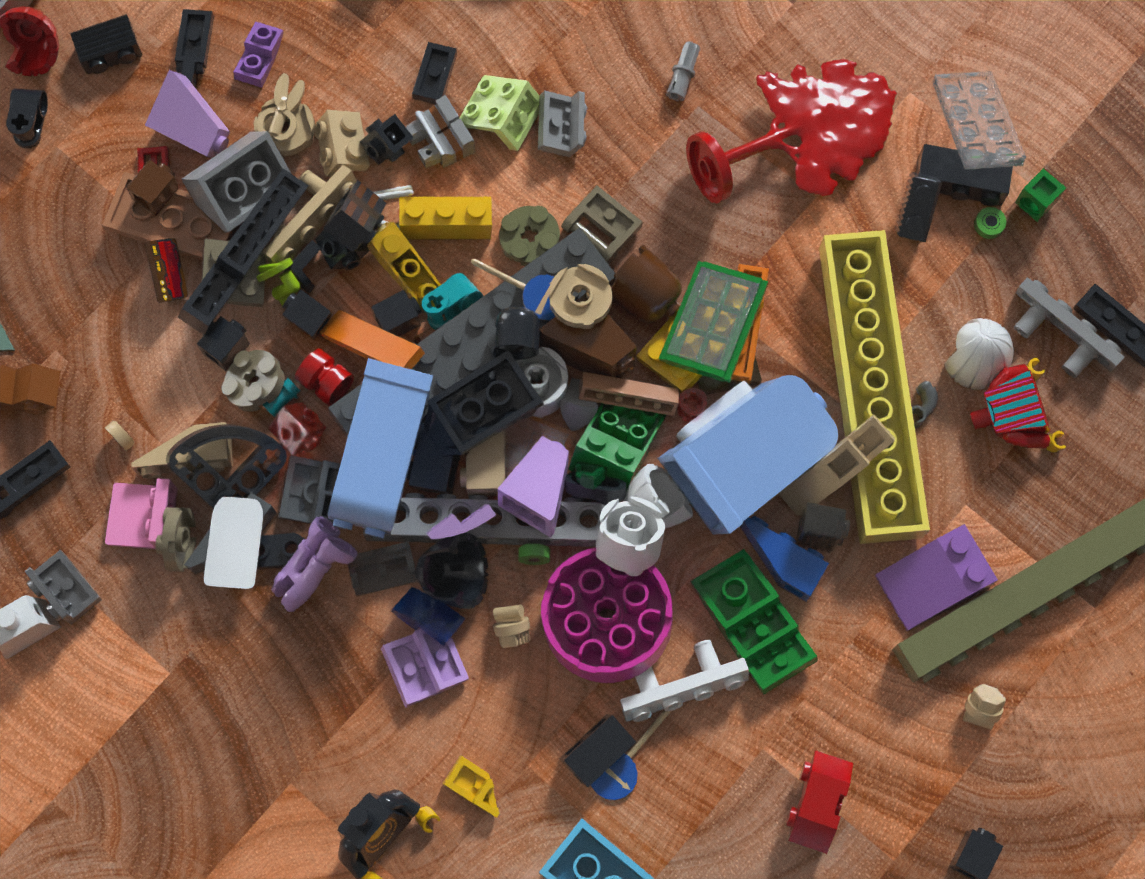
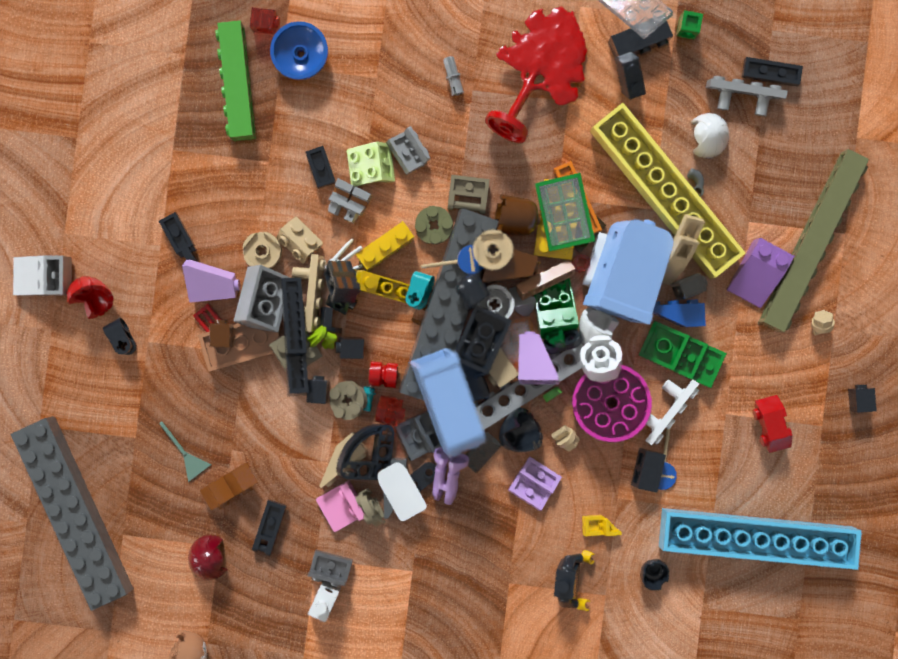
camera: 30 degrees left, 15 degrees up
(106, 44) = (132, 269): black brick -> none
(120, 435) = (300, 473): tan tile -> none
(166, 270) = (260, 373): slope -> none
(259, 54) = (217, 218): medium lavender slope -> none
(284, 107) = (255, 240): tan piece -> none
(370, 341) = (398, 342): orange tile -> none
(386, 139) = (323, 224): black brick -> none
(397, 314) = (396, 316): black brick -> none
(430, 615) = (521, 461): clear blue slope -> none
(451, 526) = (510, 415): lavender slope -> none
(990, 223) = (670, 56): bright green tile -> none
(1017, 409) = (747, 154): red torso -> none

